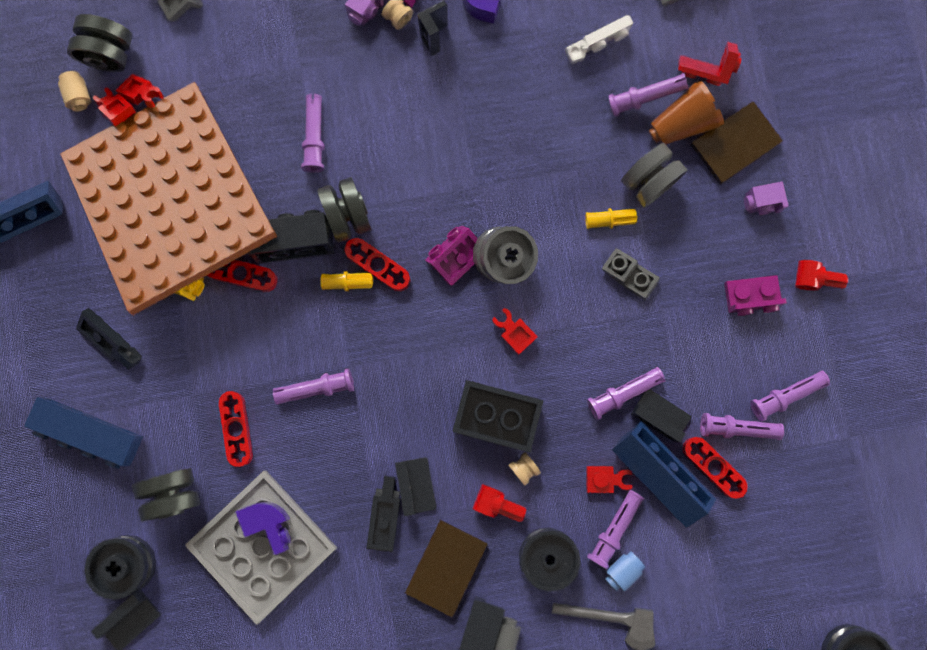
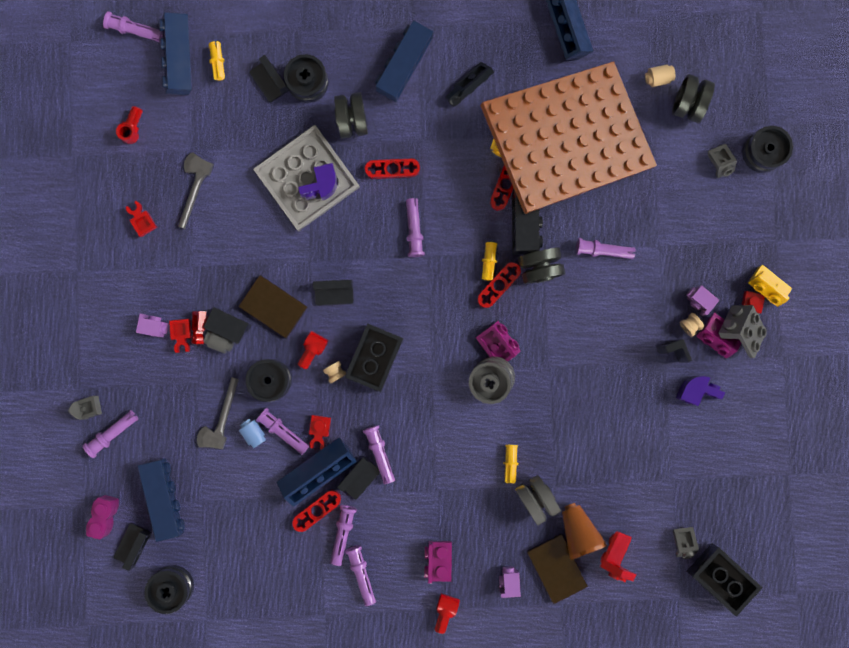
camera: 95 degrees right, 5 degrees up
(113, 107) = (643, 104): red plate -> none
(139, 89) = (655, 123): red plate -> none
(384, 517) = (315, 267): black hinge -> none
(516, 334) = (433, 381): red plate -> none
(597, 40) = (650, 475): white hinge -> none
(630, 274) = (466, 472): dark grey slope -> none
(636, 97) = (600, 496): medium lavender pin -> none

